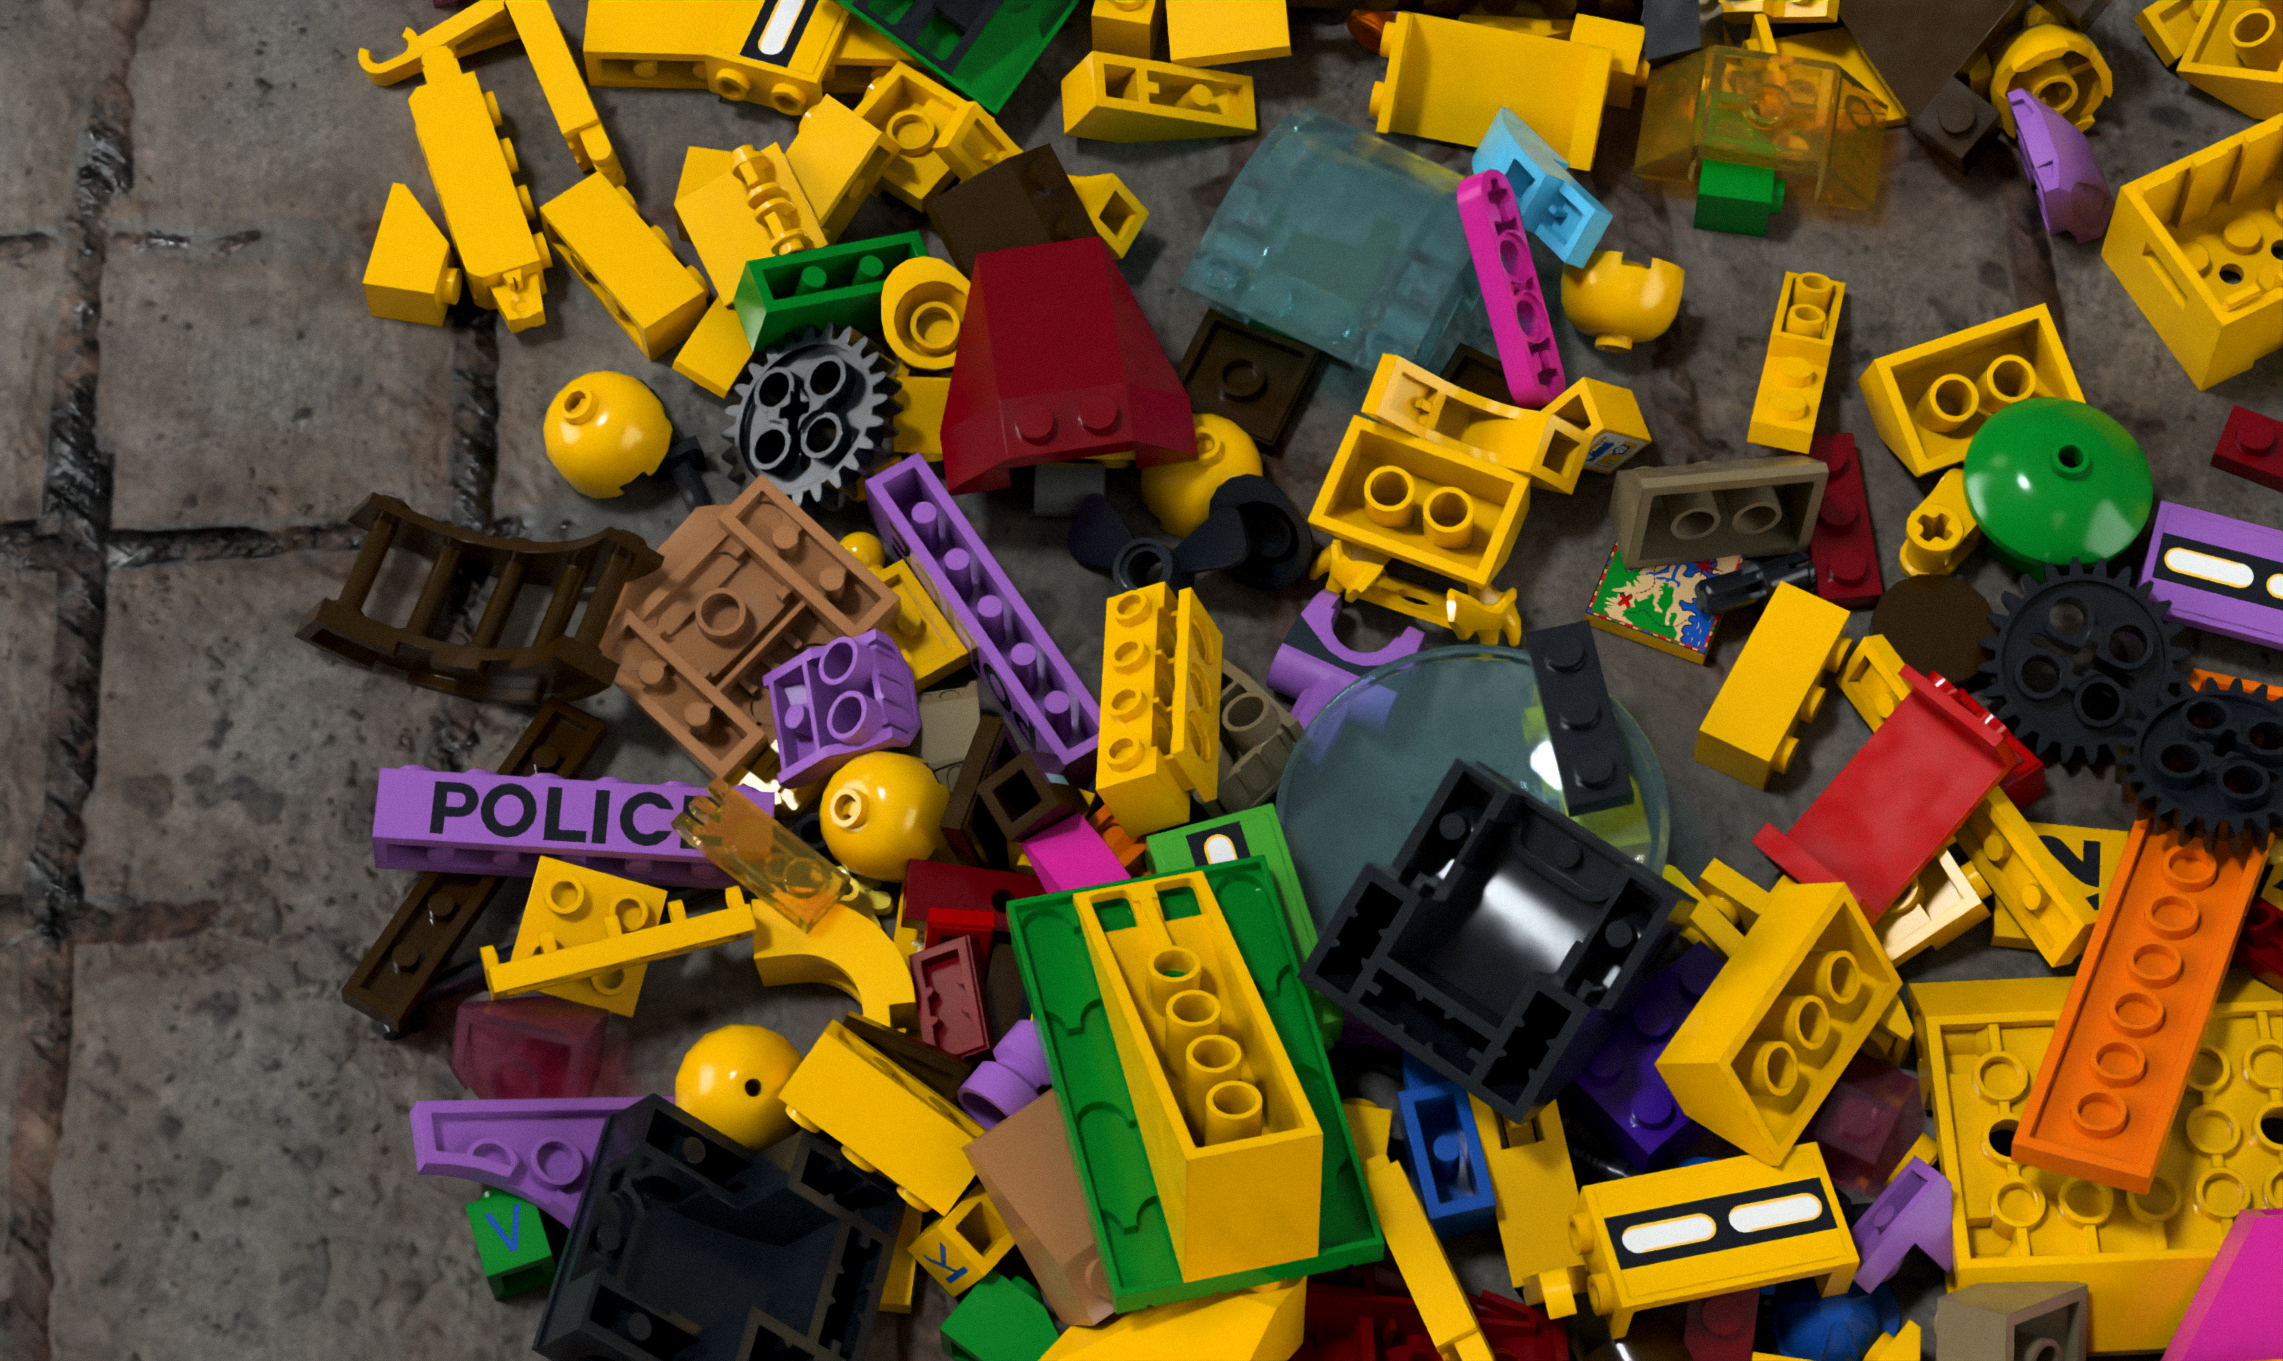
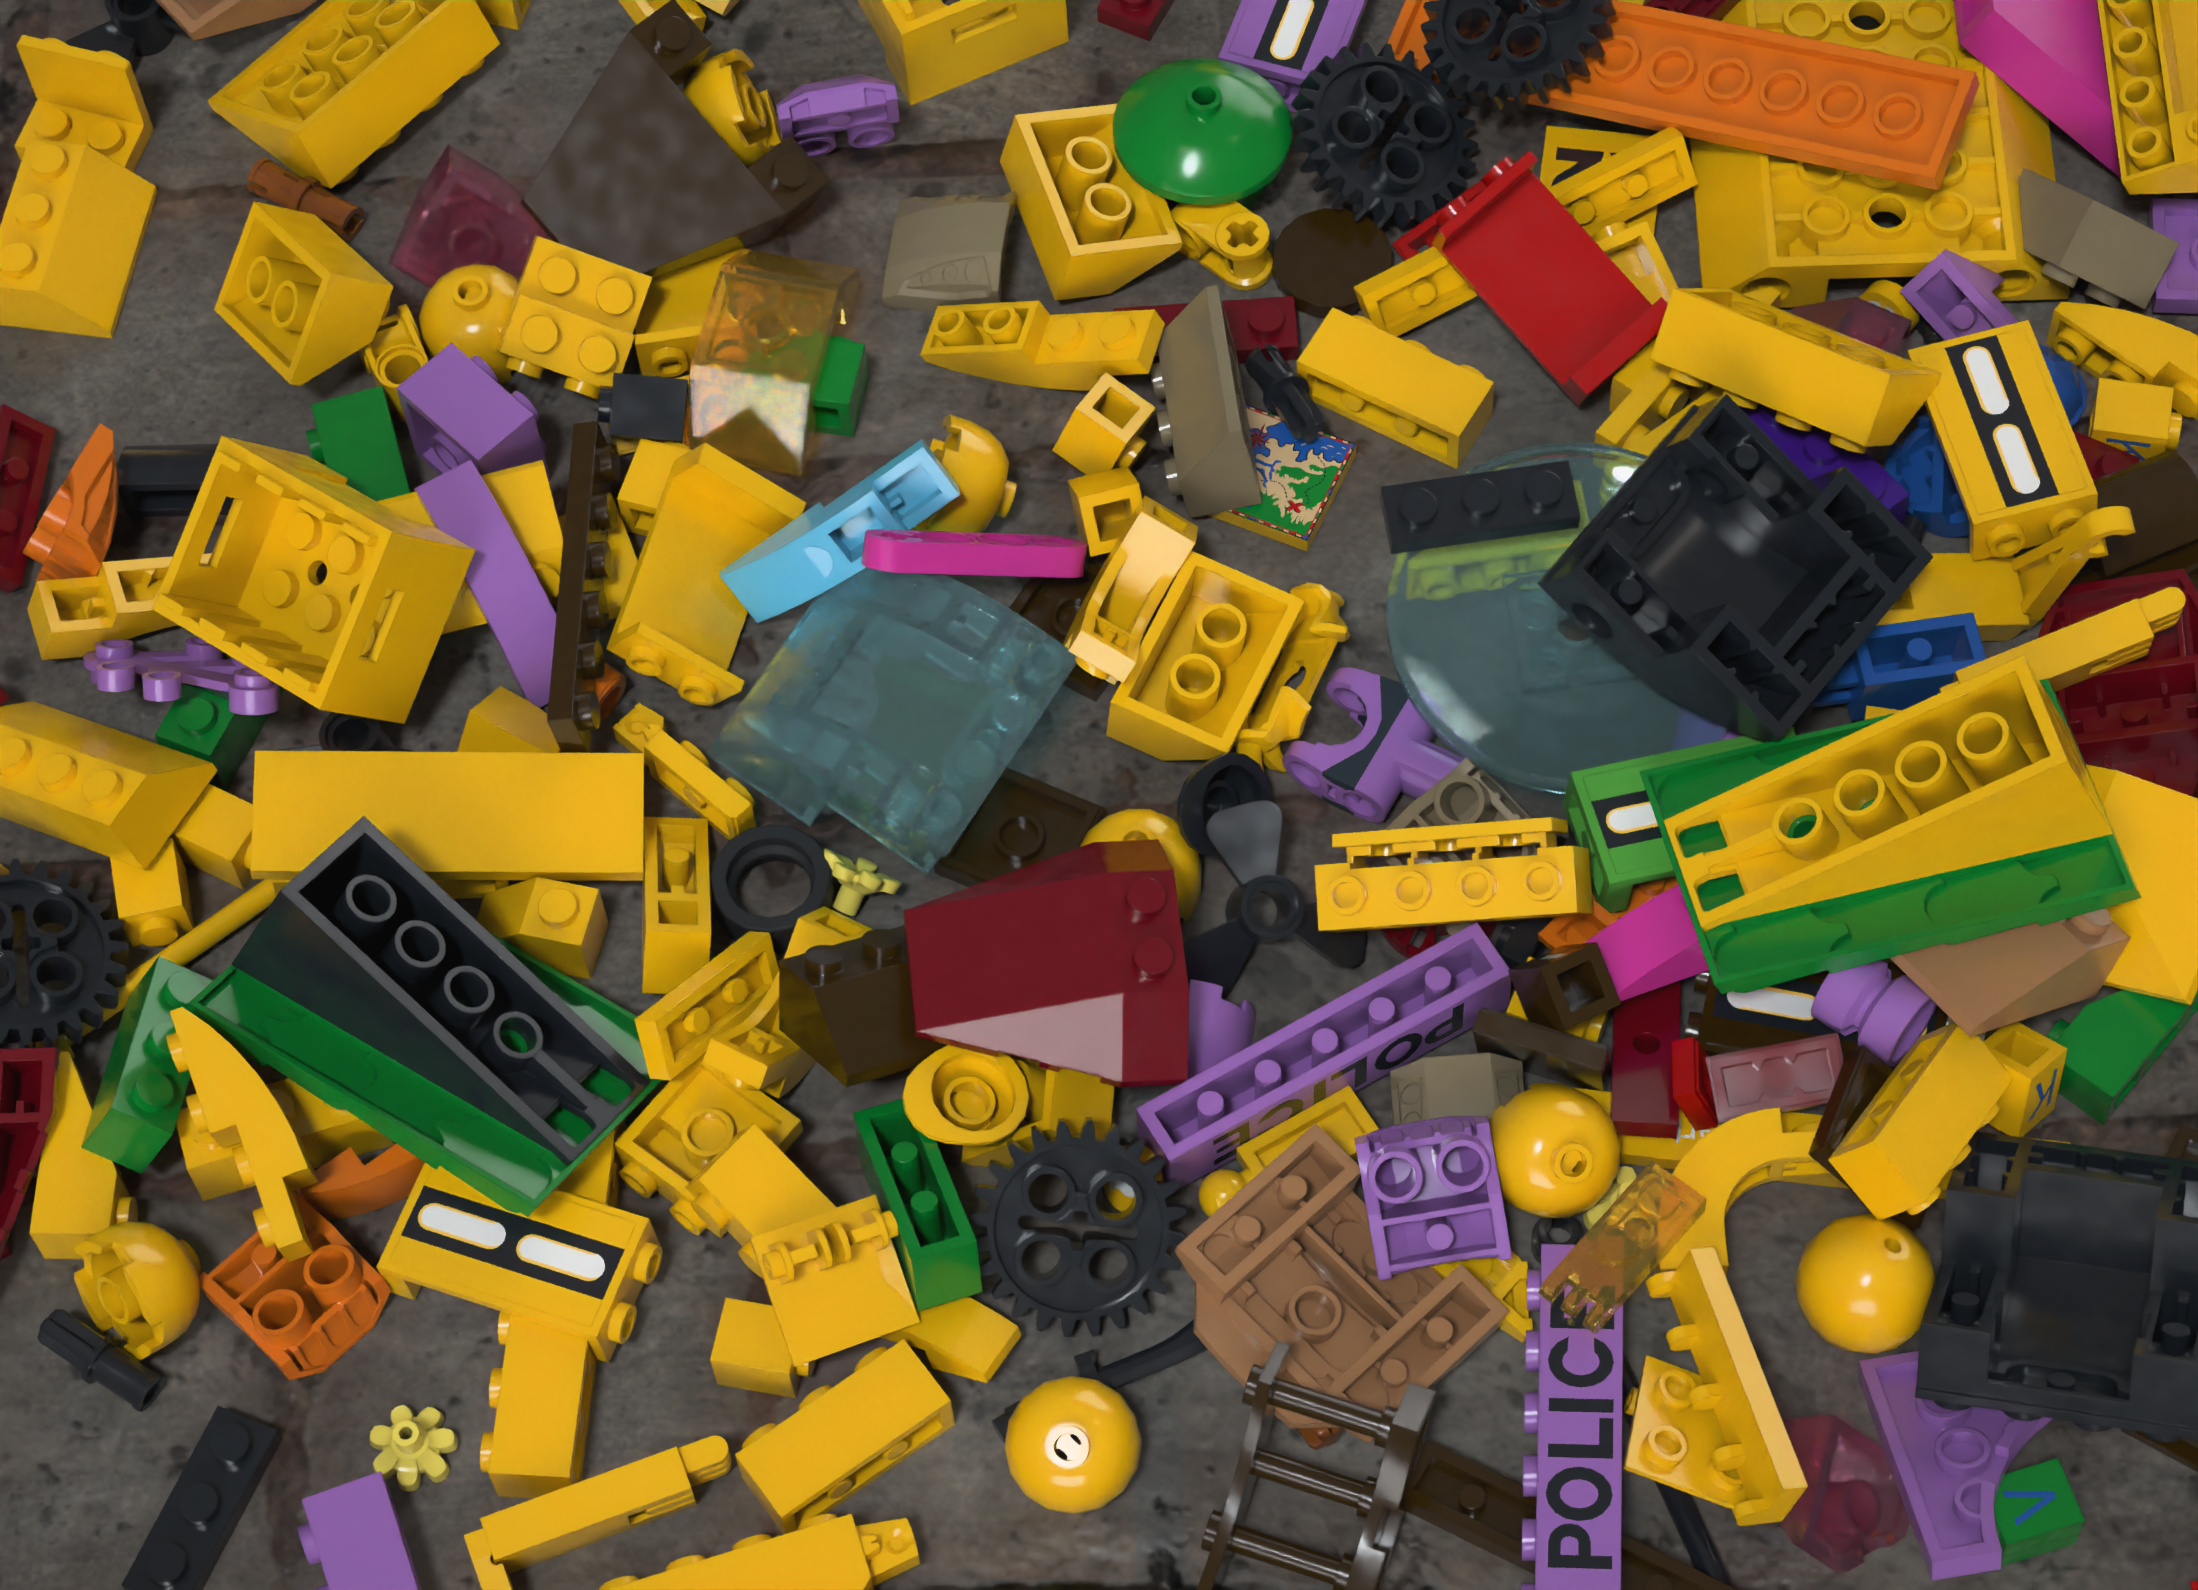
camera: 85 degrees left, 0 degrees up
(1026, 541) = (1216, 1027): none -> medium lavender brick
(1028, 109) = (706, 1004): none -> yellow plate
(1179, 141) = (762, 846): none -> black tyre
(1184, 240) = (857, 881): none -> light yellow plant
(1304, 85) = (686, 773): none -> yellow hinge
(1690, 418) = (1105, 428): none -> yellow brick
(1909, 286) = (948, 251): none -> dark tan slope

